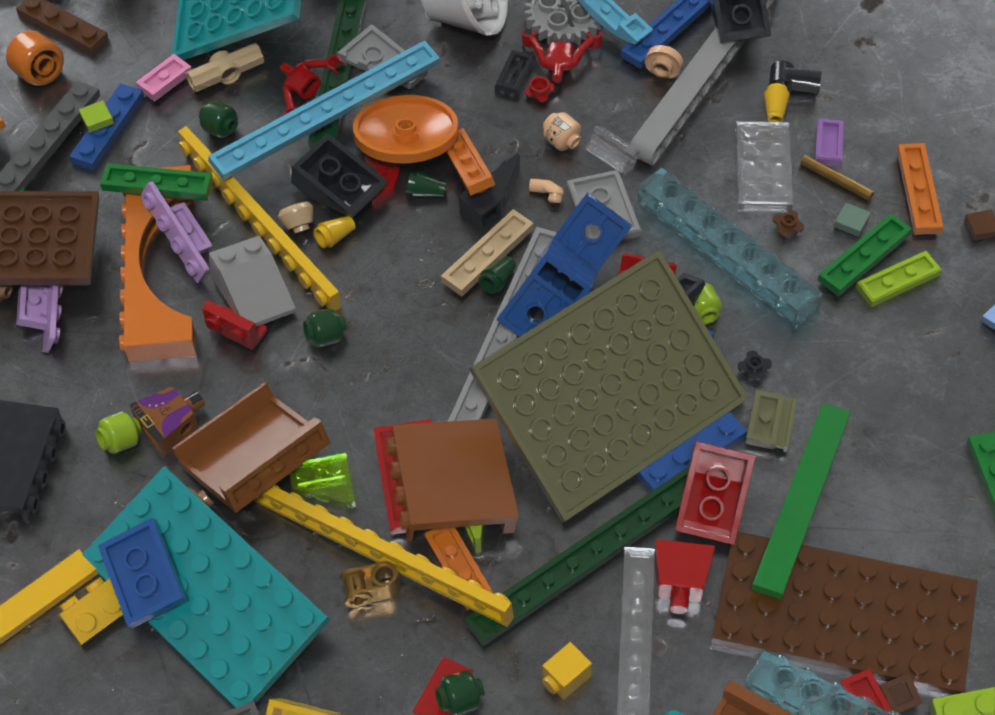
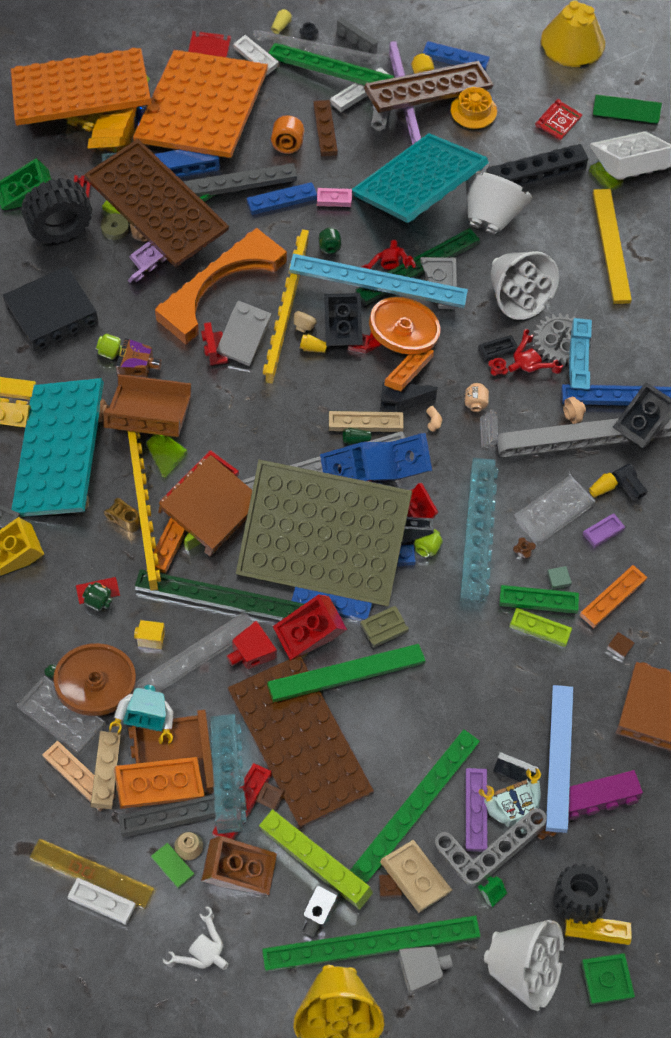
camera: 45 degrees right, 5 degrees up
(96, 116) = (277, 188): lime tile -> none
(142, 573) = (39, 415): blue plate -> none
(168, 181) = (259, 245): green plate -> none
(181, 230) = (246, 279): lavender bracket -> none
(224, 67) = (366, 217): tan piece -> none
(324, 328) = (248, 384): dark green head -> none
(425, 186) = (380, 362): dark green cone -> none
(610, 191) = (451, 453): light grey tile -> none
(754, 372) = (413, 600): black plate -> none
(837, 178) = (582, 551): pearl gold bar -> none

